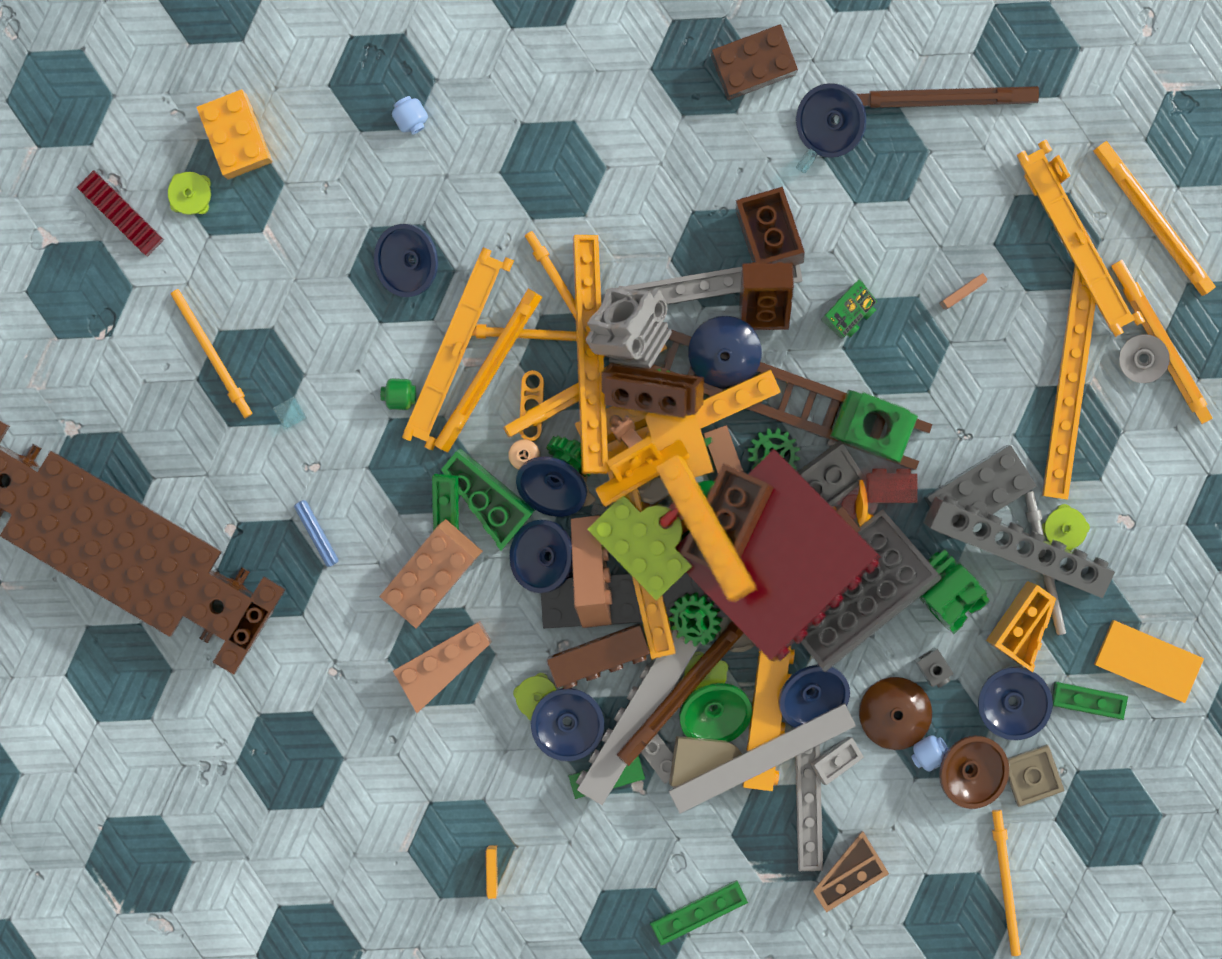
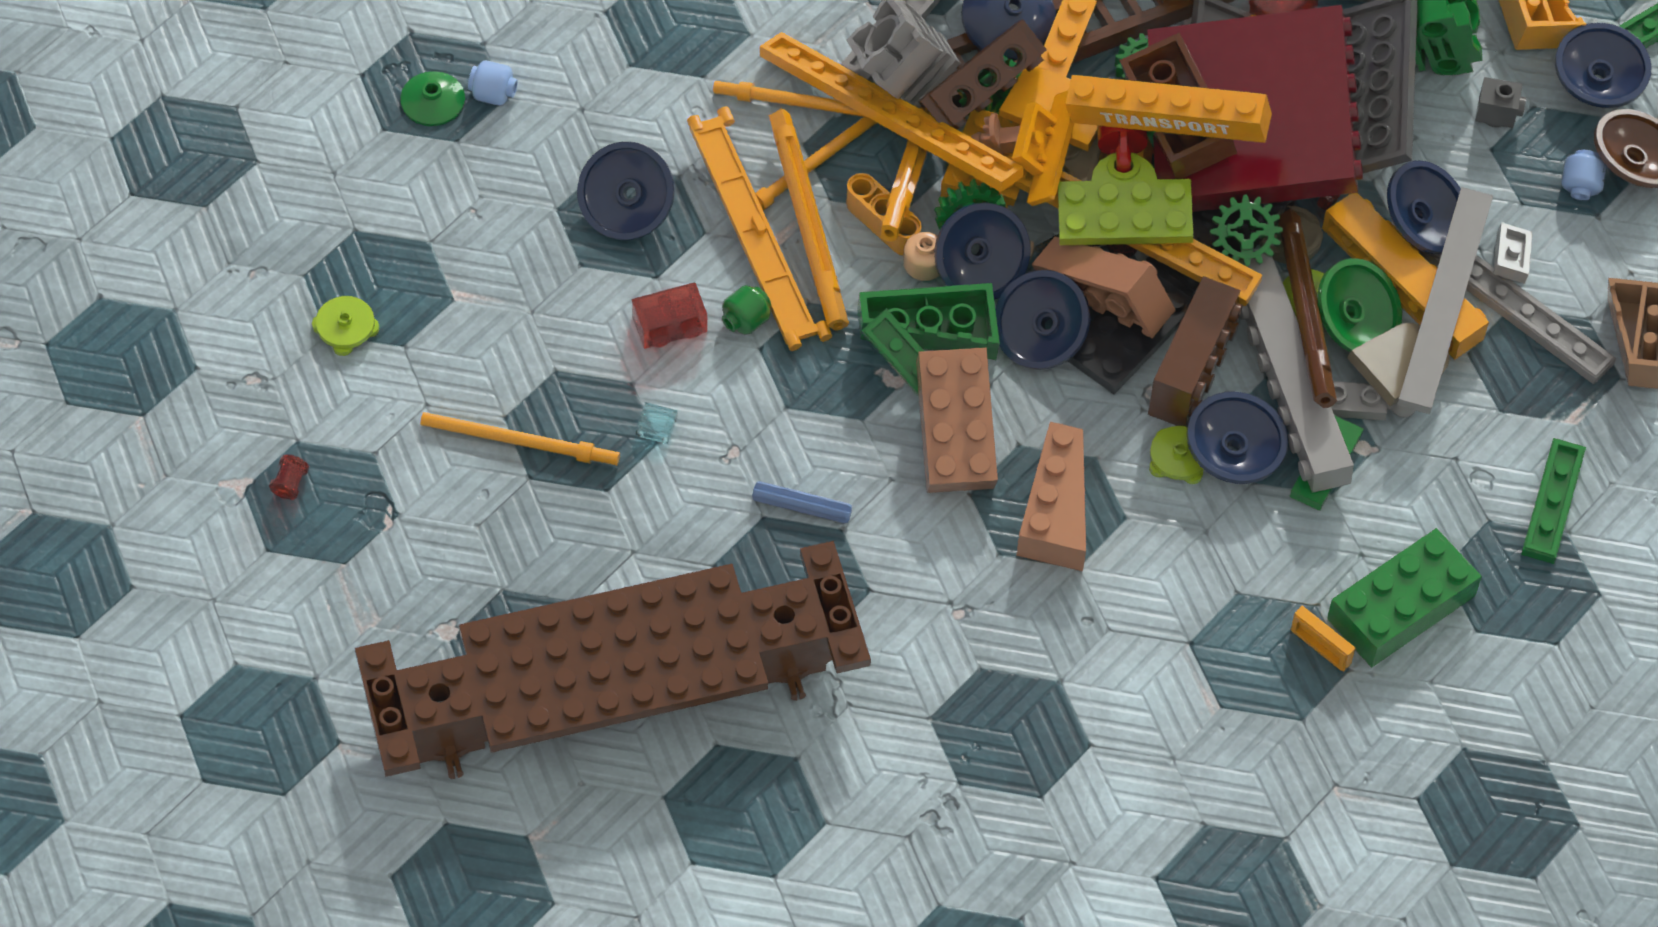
camera: 50 degrees left, 30 degrees down
(71, 262) = (289, 476): none -> clear red bush
(120, 213) = (292, 396): dark red gear -> none
(234, 134) = (338, 232): light orange brick -> none
(356, 357) = (669, 315): none -> clear red brick
(376, 102) = (432, 108): none -> green dish
(556, 892) = (1404, 597): none -> green brick
(883, 701) = (1516, 191): reddish brown dish -> none

